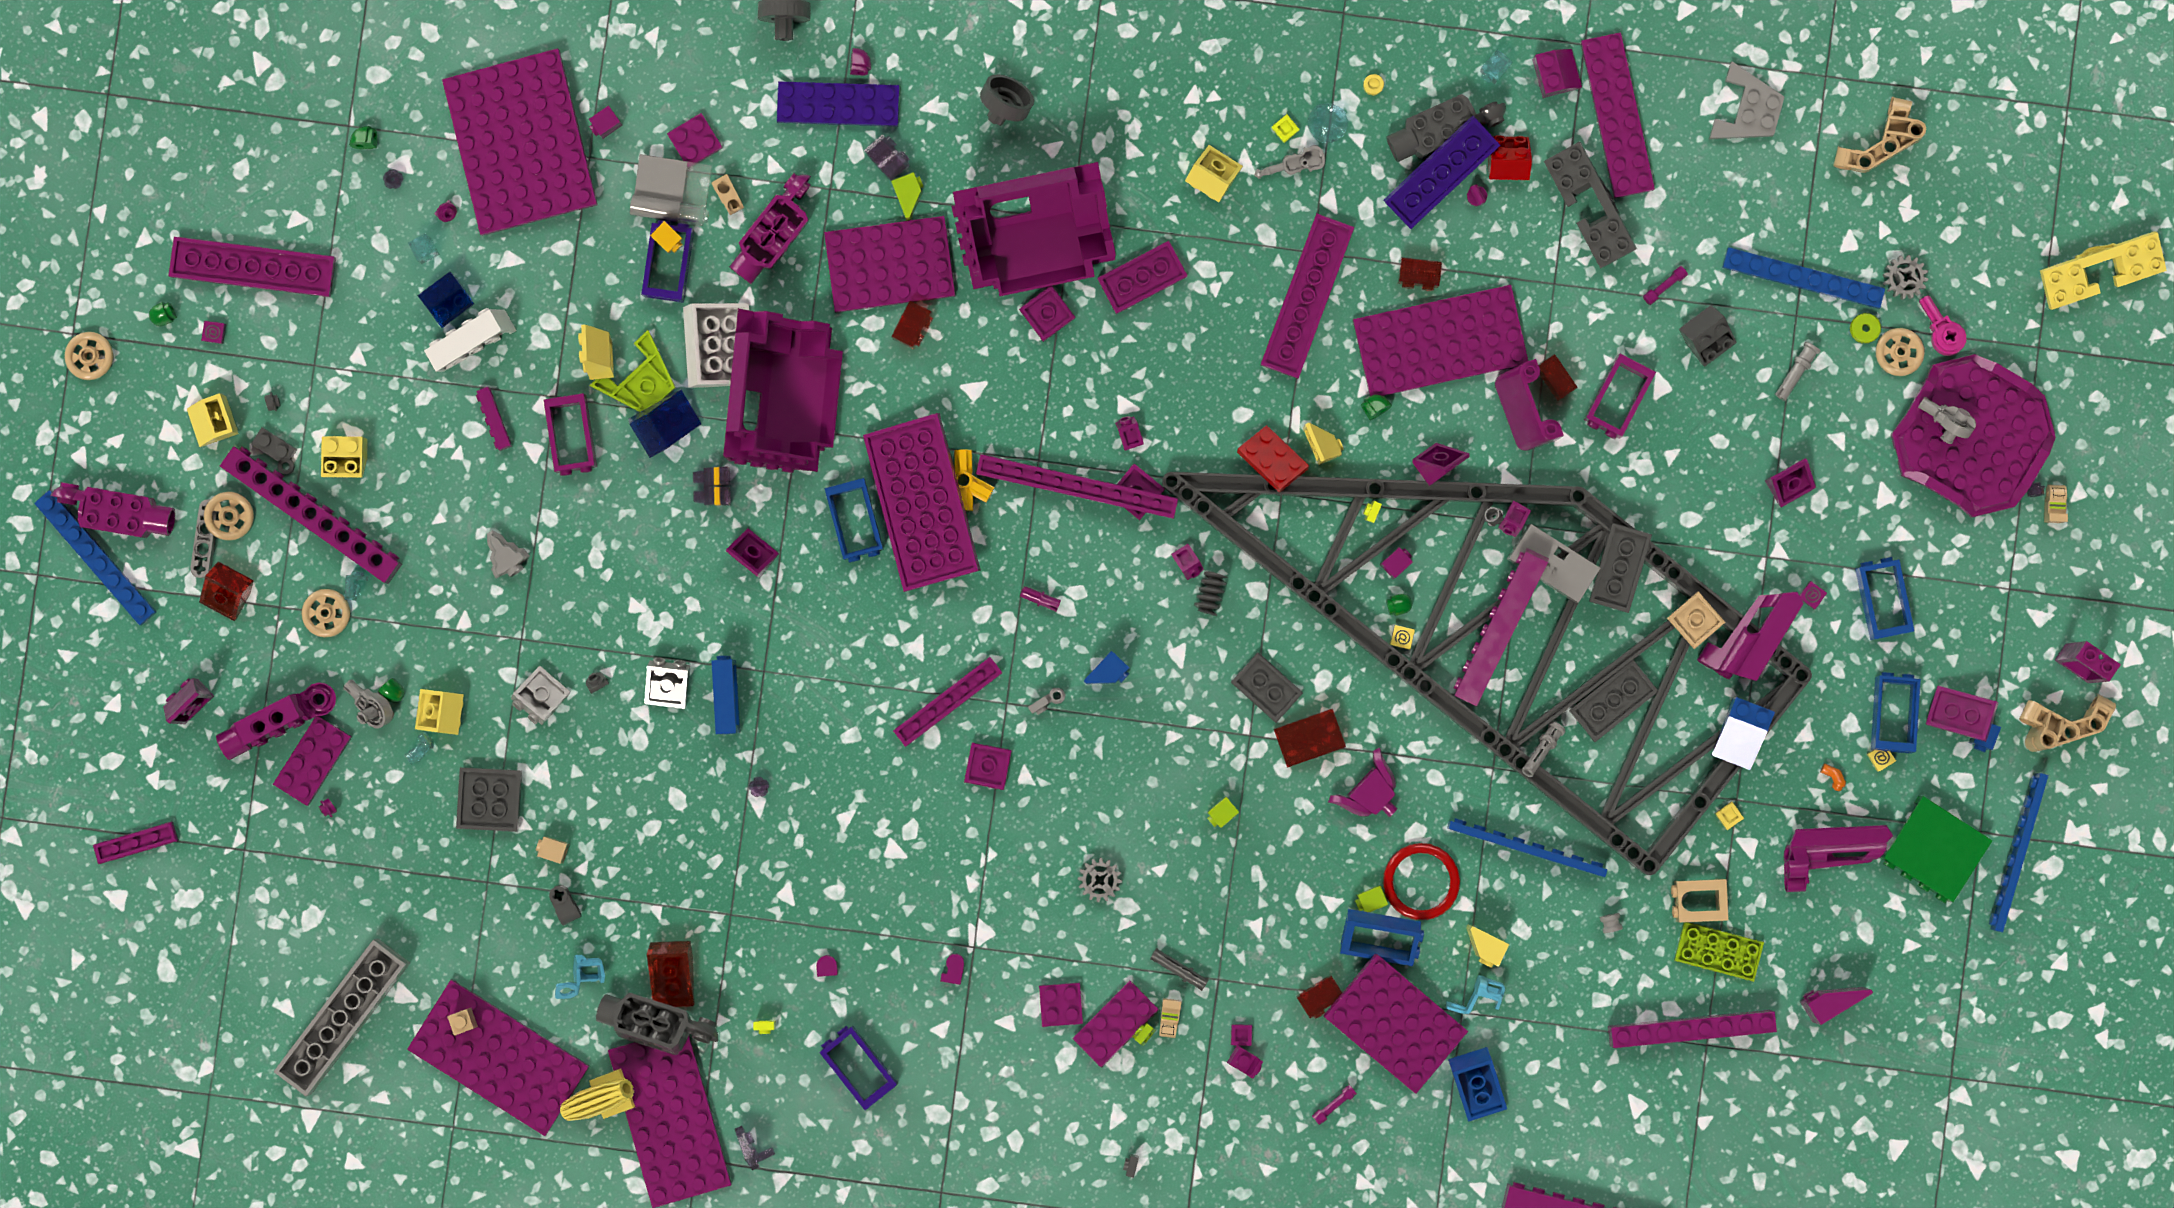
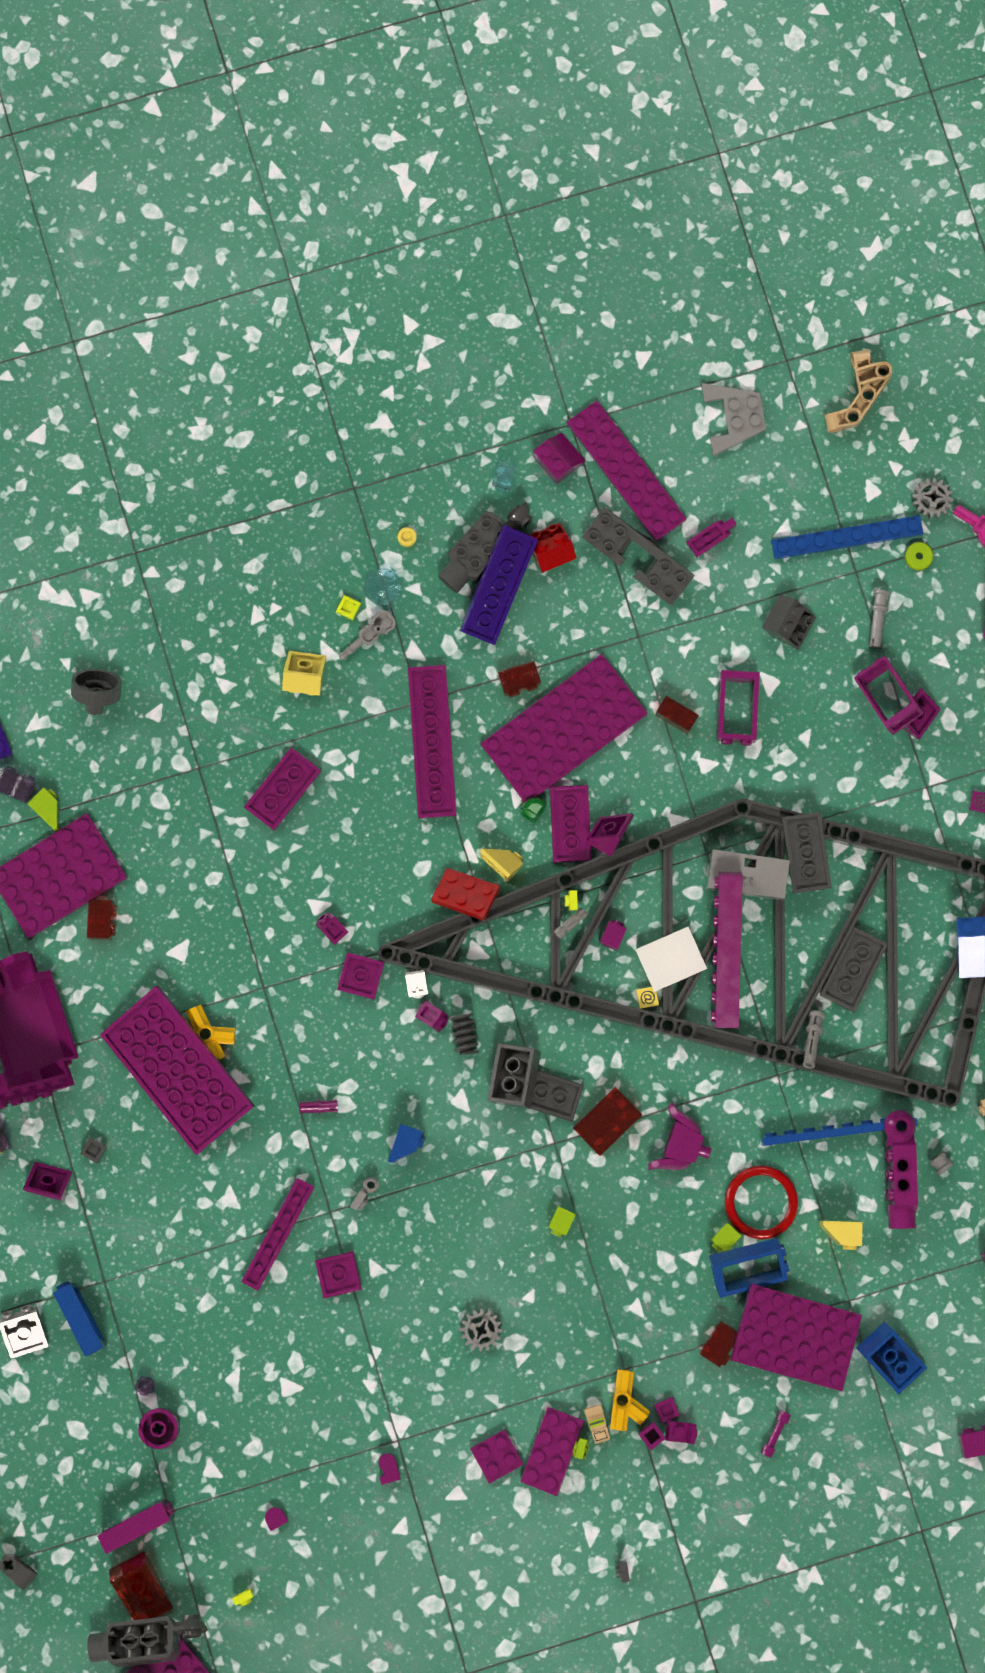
camera: 30 degrees left, 5 degrees down
(580, 962) = (54, 1616): medium azure piece -> none
(694, 914) = (136, 1526): none -> magenta window
(746, 840) = (154, 1438): none -> magenta brick
(808, 542) = (93, 1150): none -> dark grey plate
(842, 489) = (107, 1086): blue window -> none
(879, 1093) = (378, 1595): dark purple window -> none
(1038, 247) = (181, 804): magenta panel -> none
(1047, 313) = (214, 857): magenta plate -> none
(1077, 486) = (306, 994): magenta plate -> none
(1179, 969) = (586, 1377): dark grey pin -> none
(1186, 523) = (416, 984): none -> white bracket
(1208, 1018) = (632, 1408): none -> yellow piece
(1216, 1052) = (651, 1435): none -> magenta brick
(1240, 654) = (514, 1076): none -> dark grey brick
(1361, 532) = (570, 923): none -> light grey axle
(1399, 604) = (631, 970): green piece -> none
(1404, 436) = (570, 823): none -> magenta tile
(1442, 610) = (671, 959): none -> white sticker
(1477, 195) = (538, 591): magenta plate -> none
(1480, 989) = (857, 1272): medium azure piece -> none
(1490, 513) = (673, 857): dark grey plate -> none
(1514, 519) = (697, 852): magenta bracket -> none
(1521, 409) = (659, 755): magenta windscreen -> none
(1581, 891) = (901, 1147): none -> magenta brick
(1652, 295) = (740, 582): magenta bar -> none
(1669, 217) = (710, 537): none -> magenta hinge
(1696, 620) = (892, 868): tan plate -> none
(1747, 652) = (948, 876): magenta panel -> none
(1776, 479) = (904, 716): none -> magenta window
(1914, 343) = (947, 550): tan plate -> none

